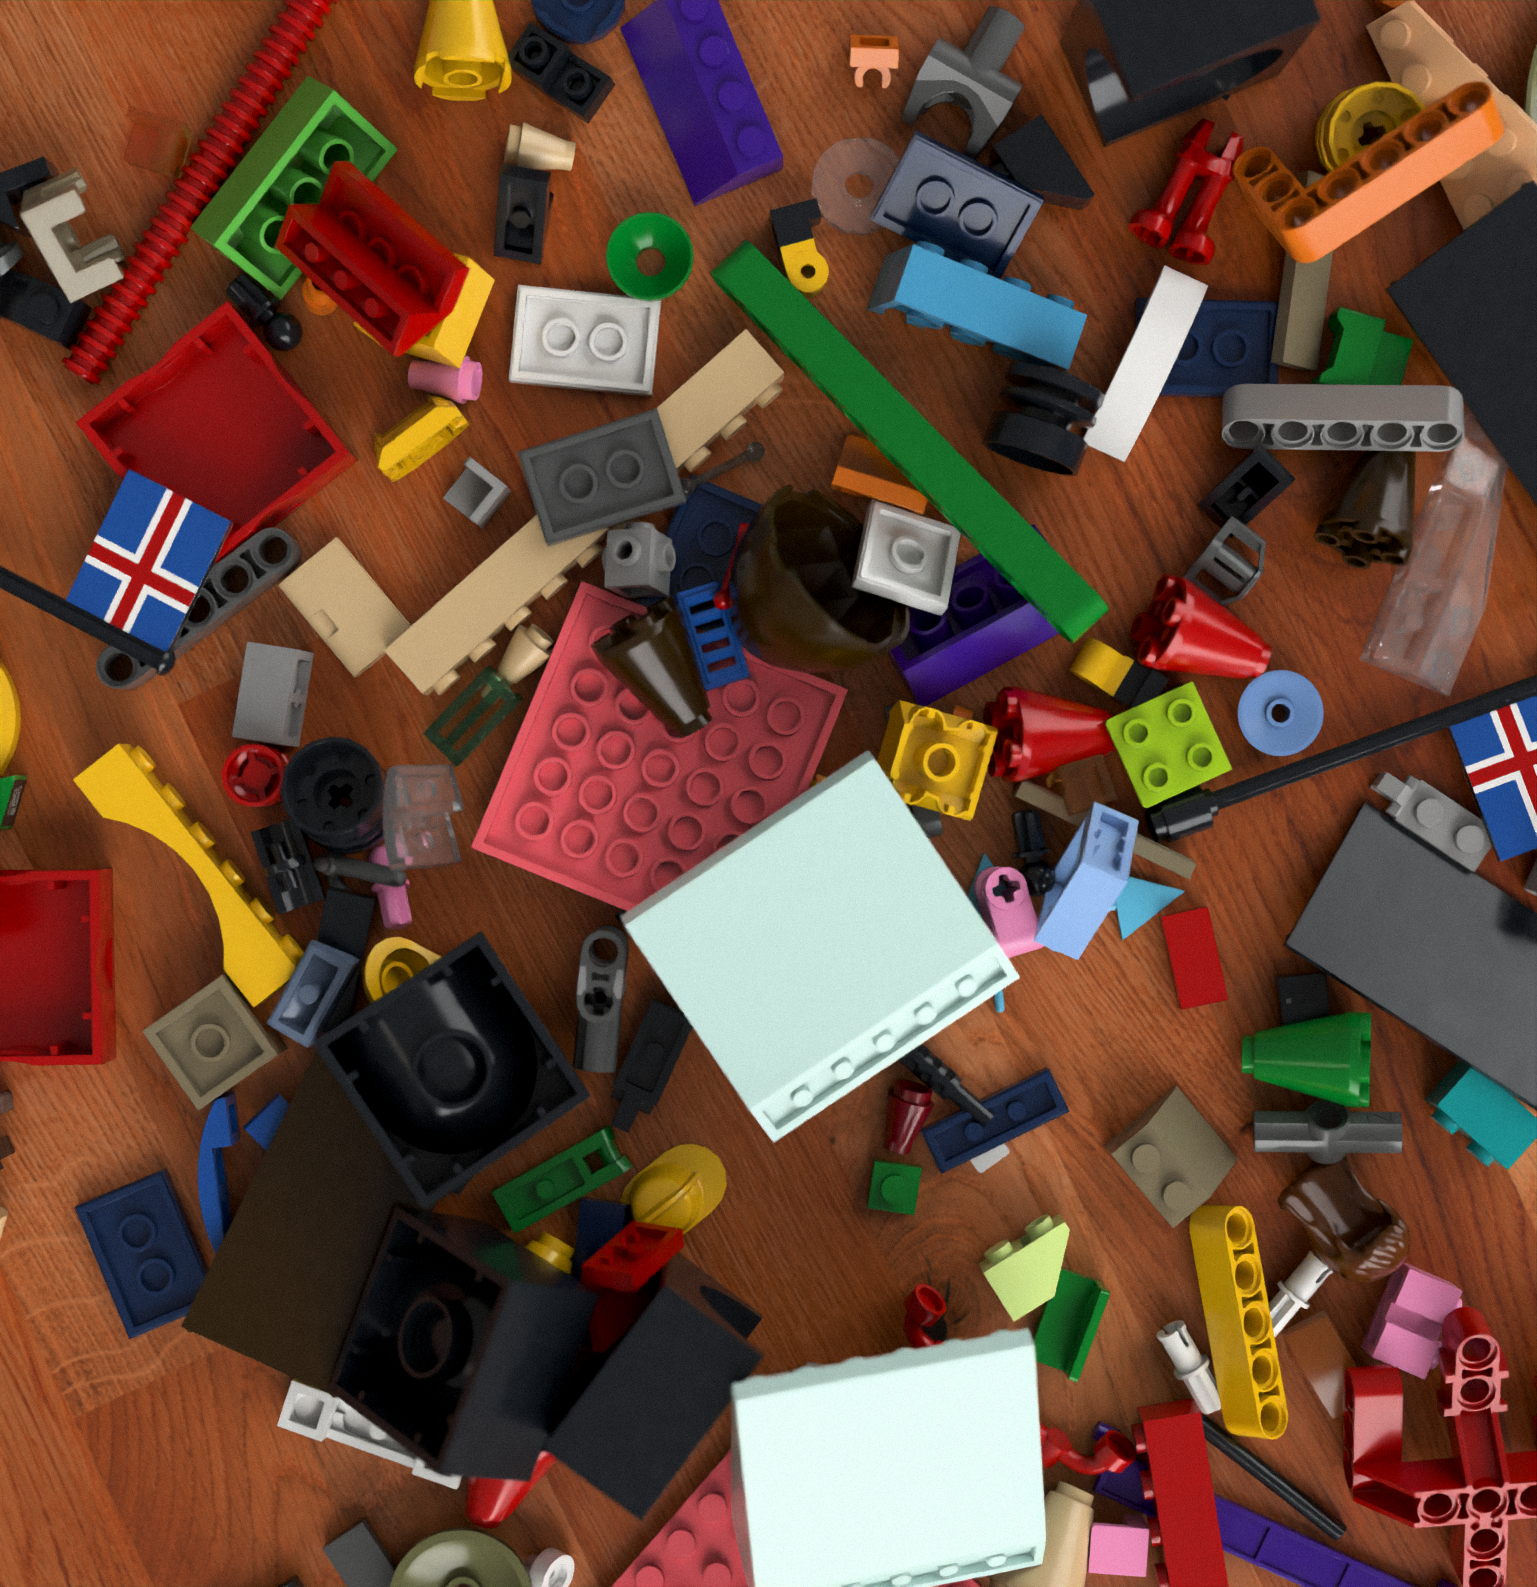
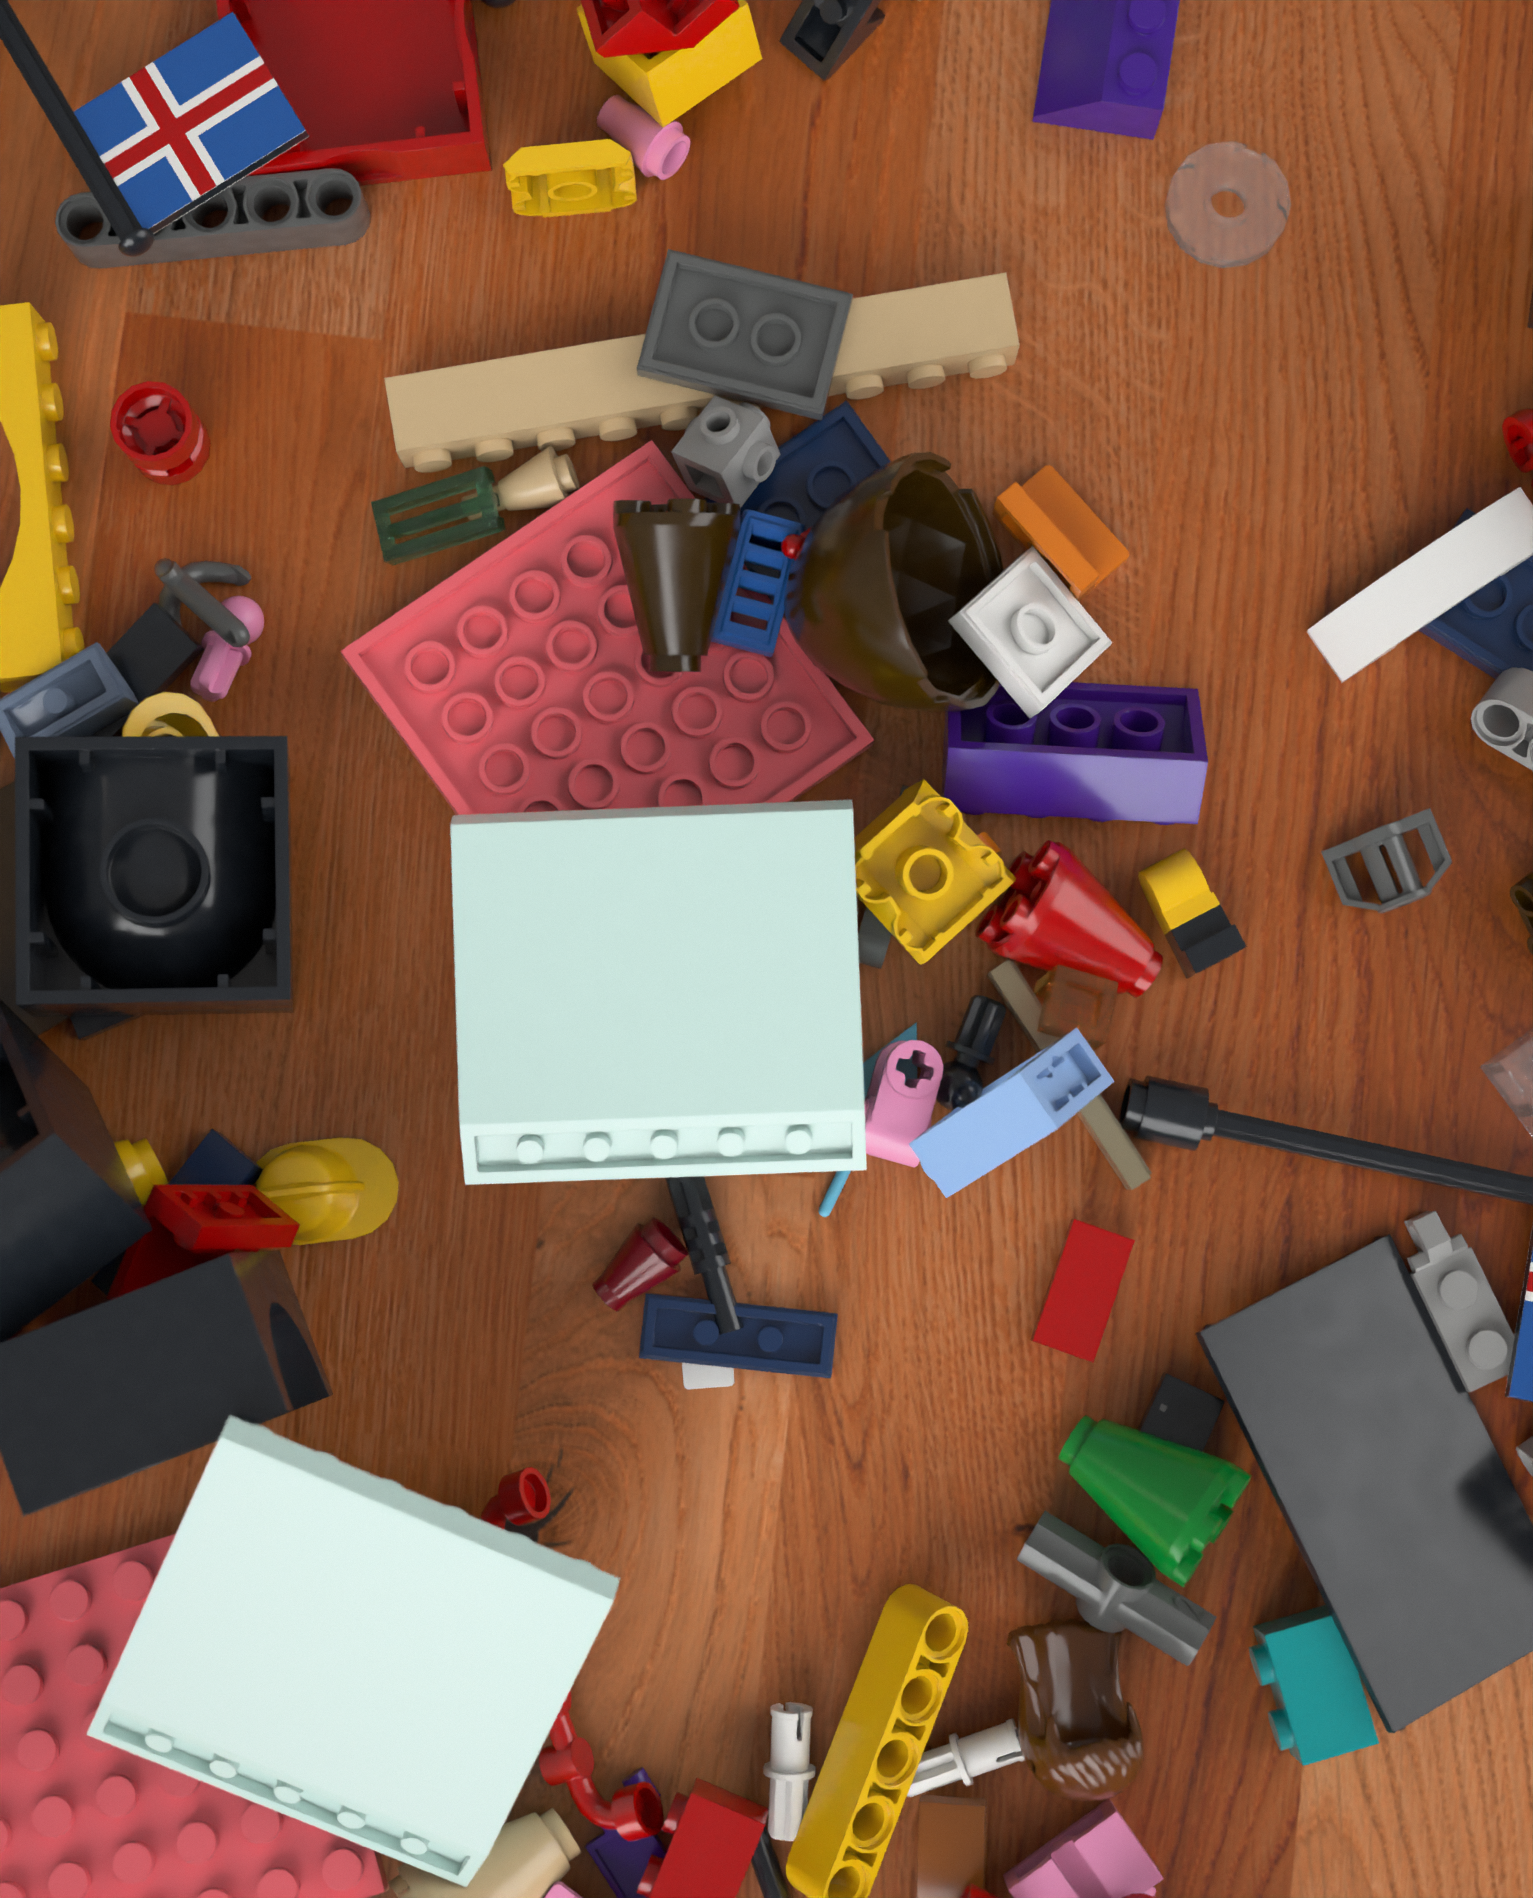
camera: 30 degrees right, 5 degrees down
(272, 694) = (235, 358): light grey hinge -> none
(288, 866) = (126, 551): black hips -> none
(317, 782) = (229, 476): black wheel -> none
(345, 606) = (373, 312): tan piece -> none
(418, 816) = (306, 582): clear slope -> none
(477, 493) = (599, 280): light grey panel -> none
(559, 1180) = (201, 1092): green plate -> none
(584, 341) = (820, 190): white tile -> none
(600, 1022) = (356, 933): dark grey connector -> none
(647, 232) = (955, 111): green piece -> none
(649, 1062) = (385, 1022): black hinge -> none
(753, 453) = (930, 422): clear smoke hinge -> none
(797, 248) = (1113, 244): leg -> none
(873, 53) = (1331, 71): orange tile -> none
(894, 1186) = (575, 1340): green plate -> none
(909, 442) = (1114, 507): green beam -> none
(956, 204) = (1323, 282): tile -> none
(971, 78) = (1421, 162): dark grey connector -> none
(978, 306) = (1282, 407): dark azure wedge -> none
(1029, 1268) = (667, 1533): yellowish green slope -> none
(1042, 164) = (1441, 299): black slope -> none
(1046, 409) = (1279, 569): black wheel -> none
(1070, 1322) = (677, 1624): green panel -> none
(1140, 902) = (1055, 1185): medium azure piece -> none
(1167, 744) = (1200, 1020): lime bracket -> none
(1172, 1156) = (918, 1505): dark tan slope -> none
(1196, 634) = (1309, 920): red cone -> none
(1247, 488) = (1467, 790): black slope -> none
(1302, 713) = (1381, 1064): medium blue piece -> none

